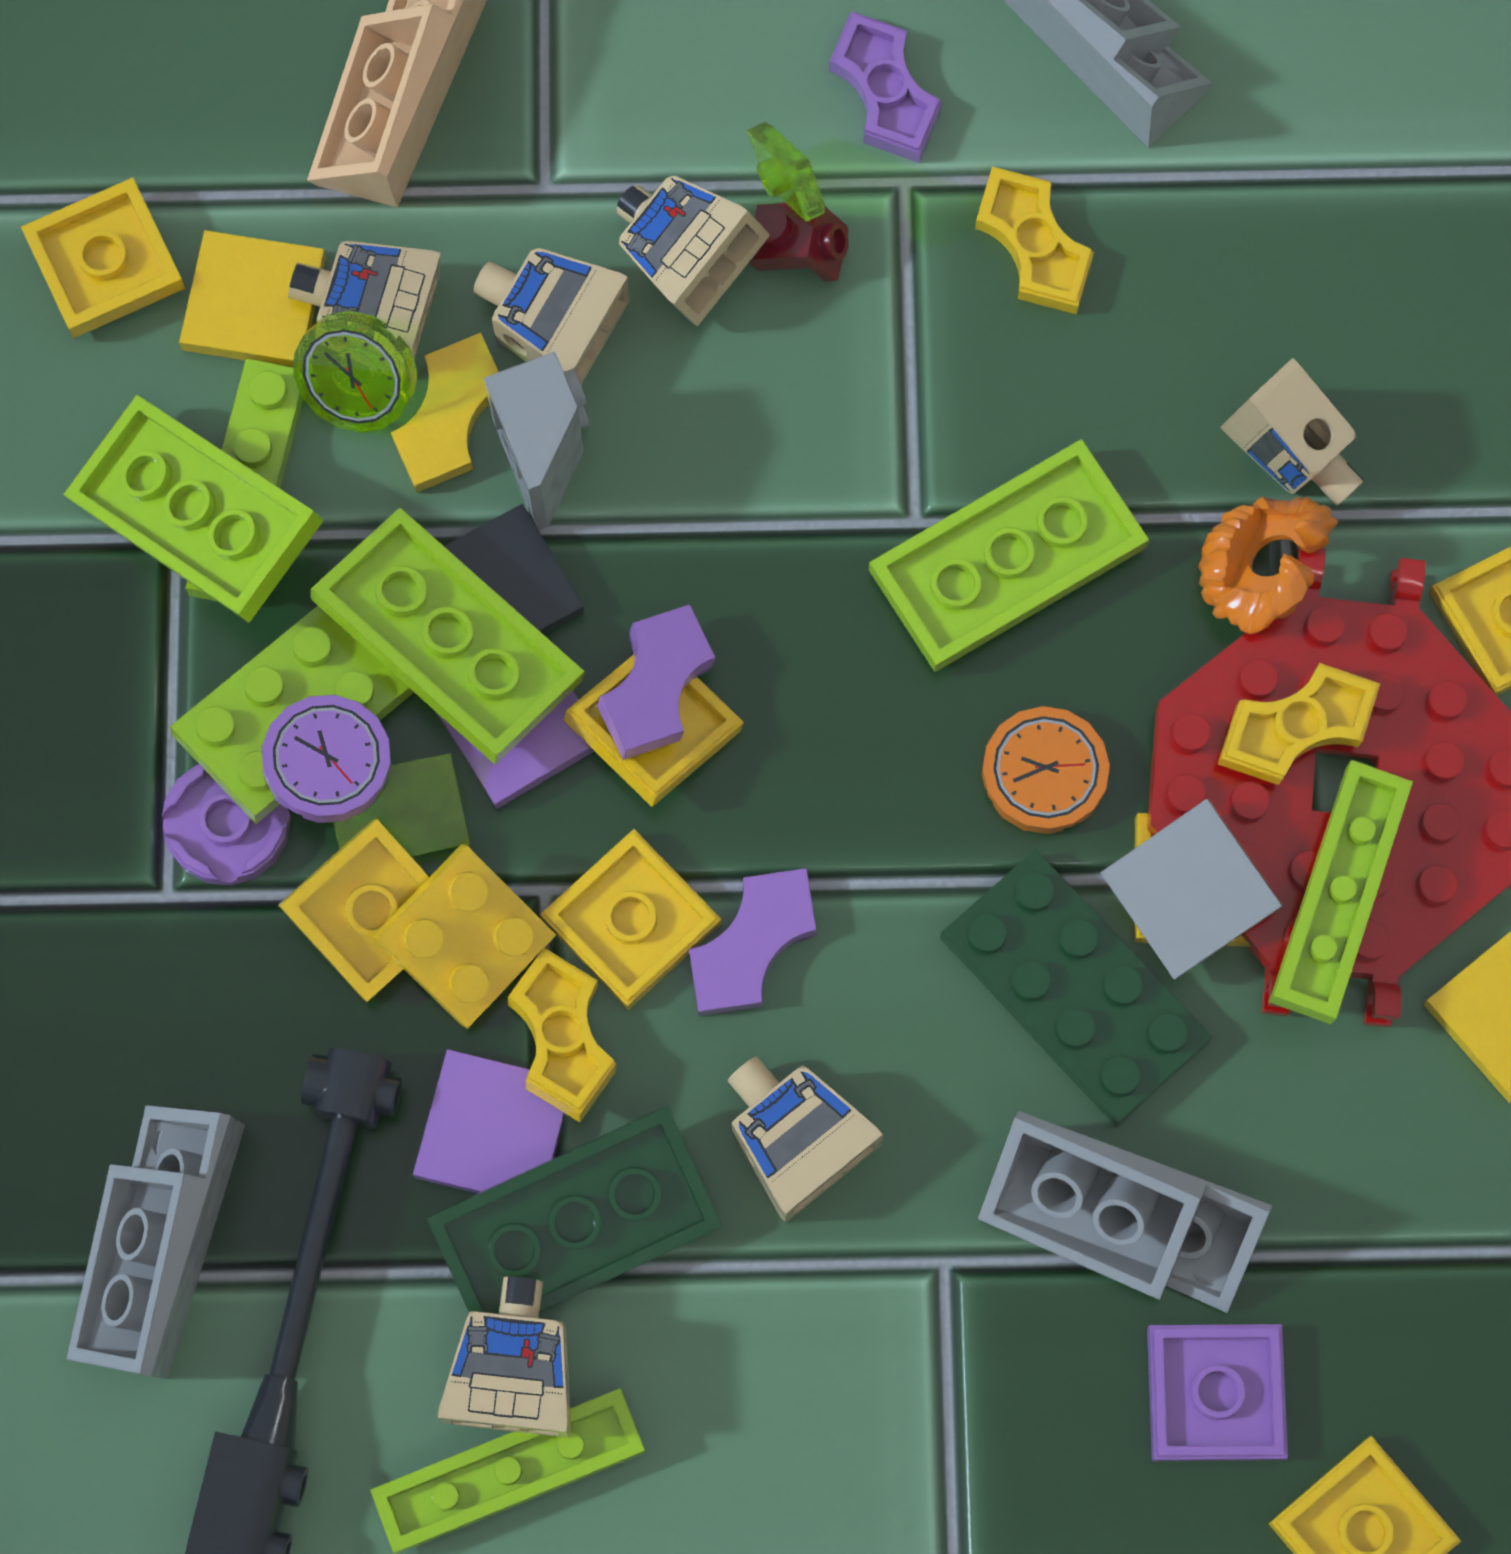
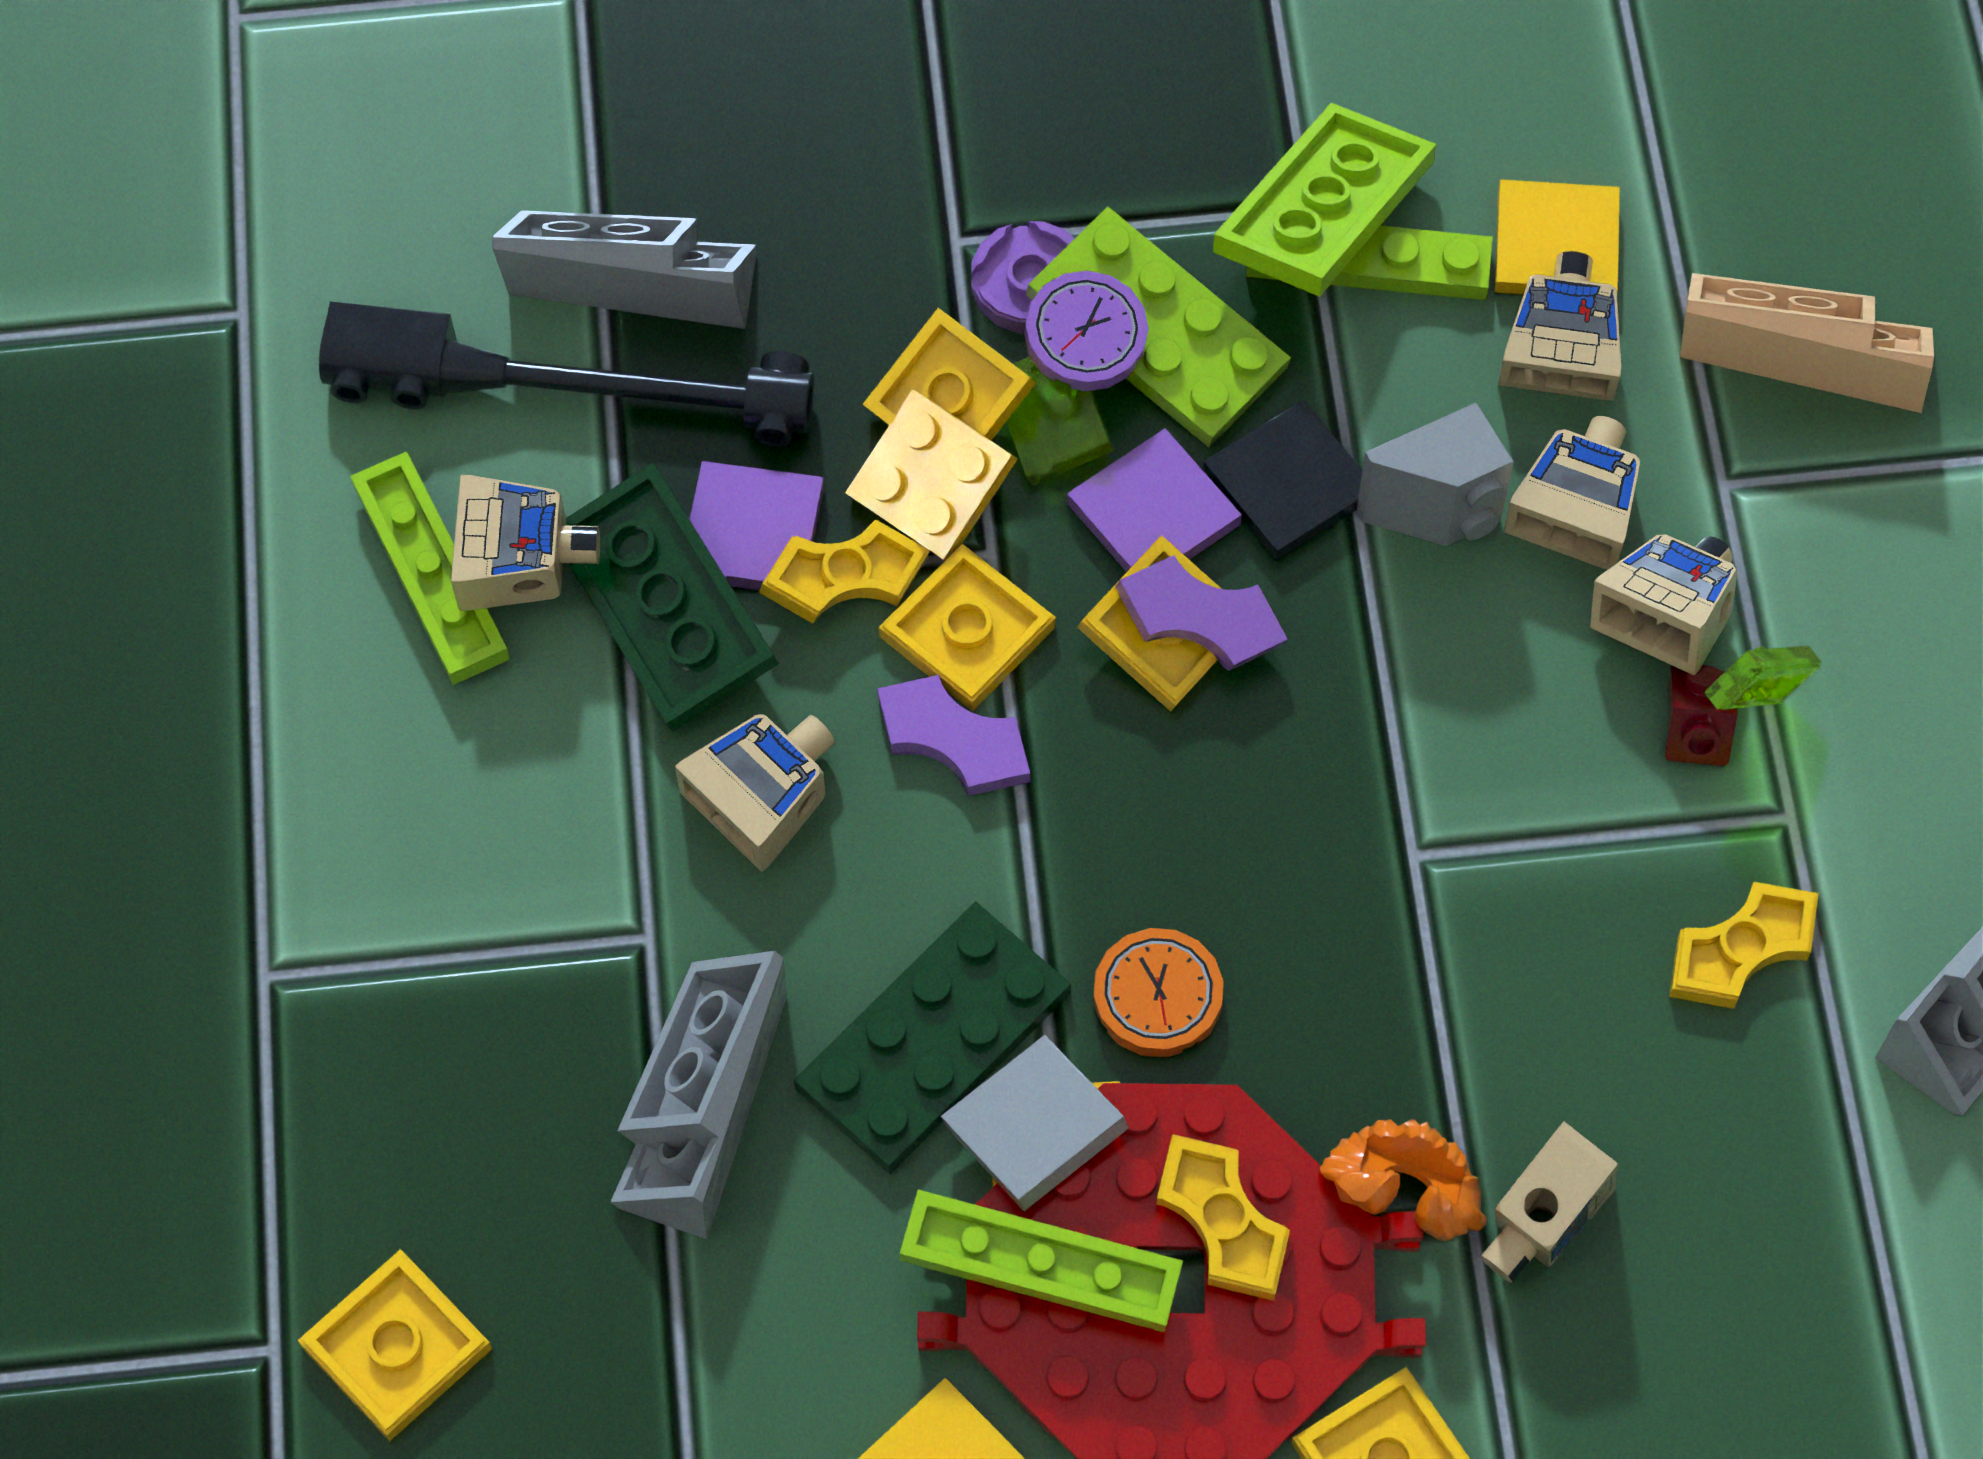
camera: 85 degrees right, 10 degrees down
(103, 257) = (1577, 107): yellow plate -> none
(355, 372) = (1483, 318): clear neon green tile -> none
(438, 435) = (1433, 397): yellow tile -> none
(447, 635) = (1223, 423): lime plate -> none
(896, 108) = (1869, 798): medium lavender tile -> none
(1008, 555) = (1384, 938): lime plate -> none
(1217, 1393) = (529, 1196): medium lavender tile -> none

